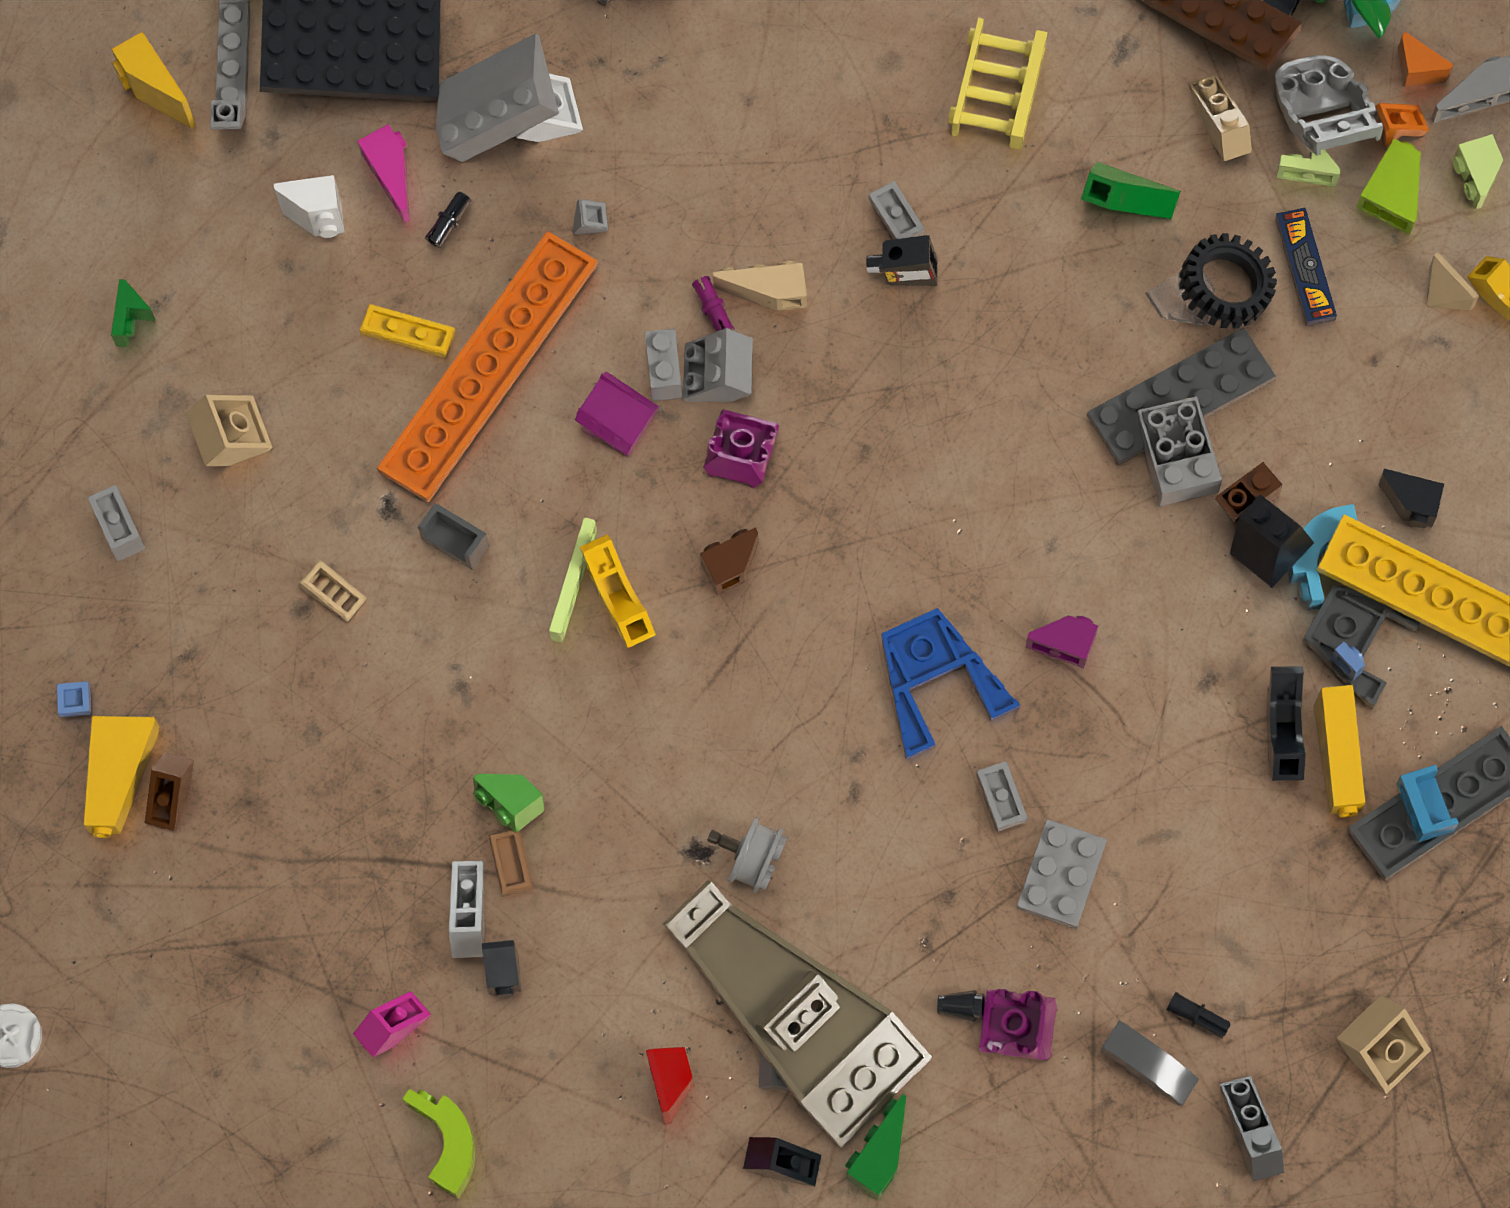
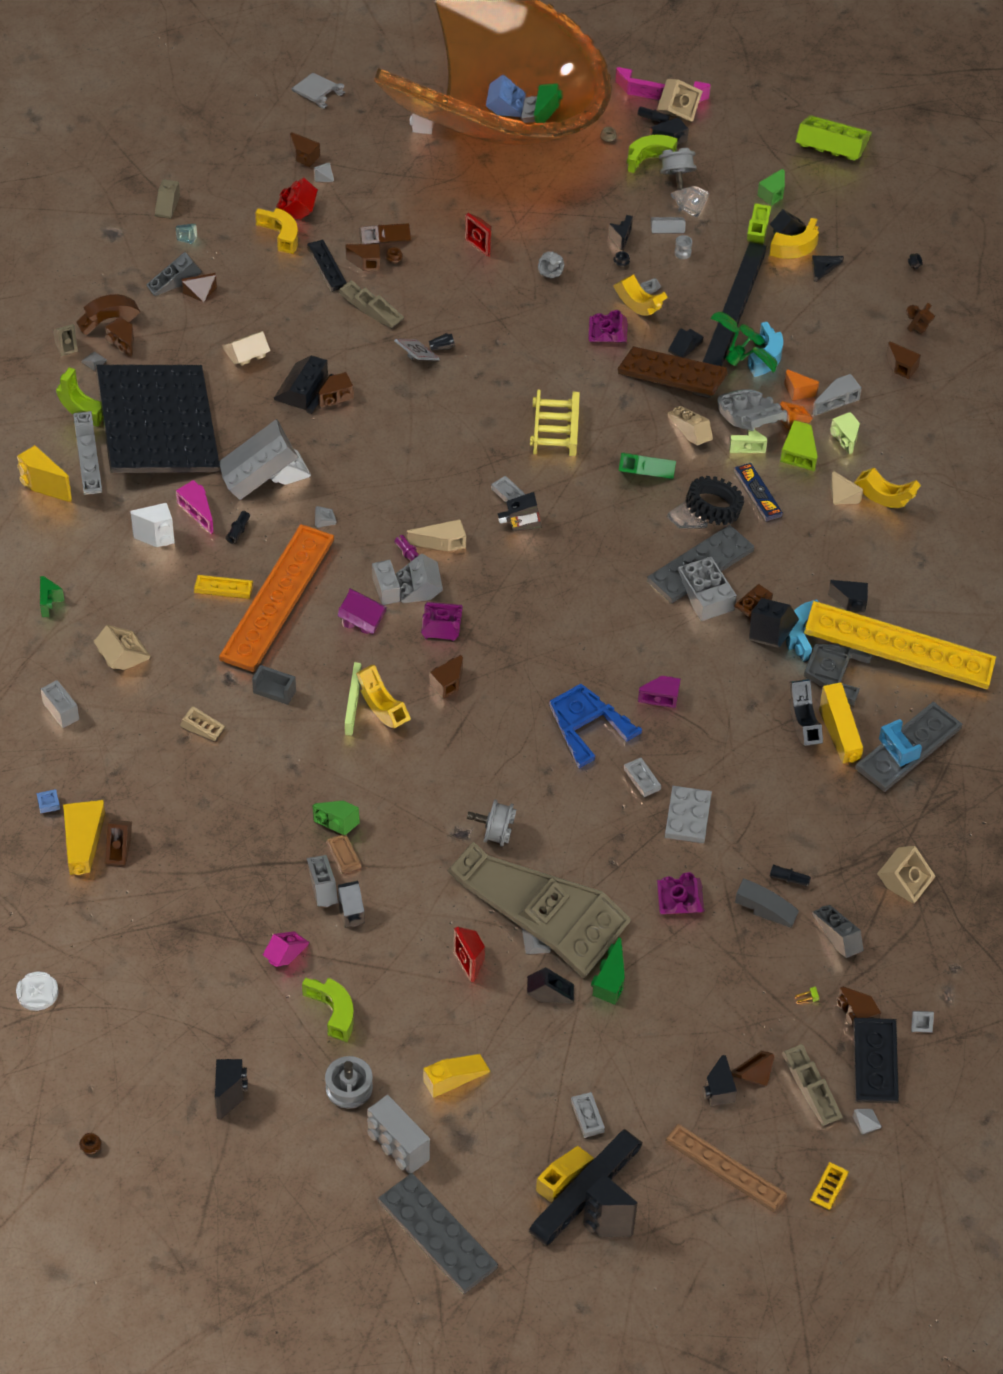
camera: 15 degrees left, 20 degrees down
(962, 1005) = (643, 889): black cone -> none
(1348, 660) = (834, 675): medium blue plate -> none

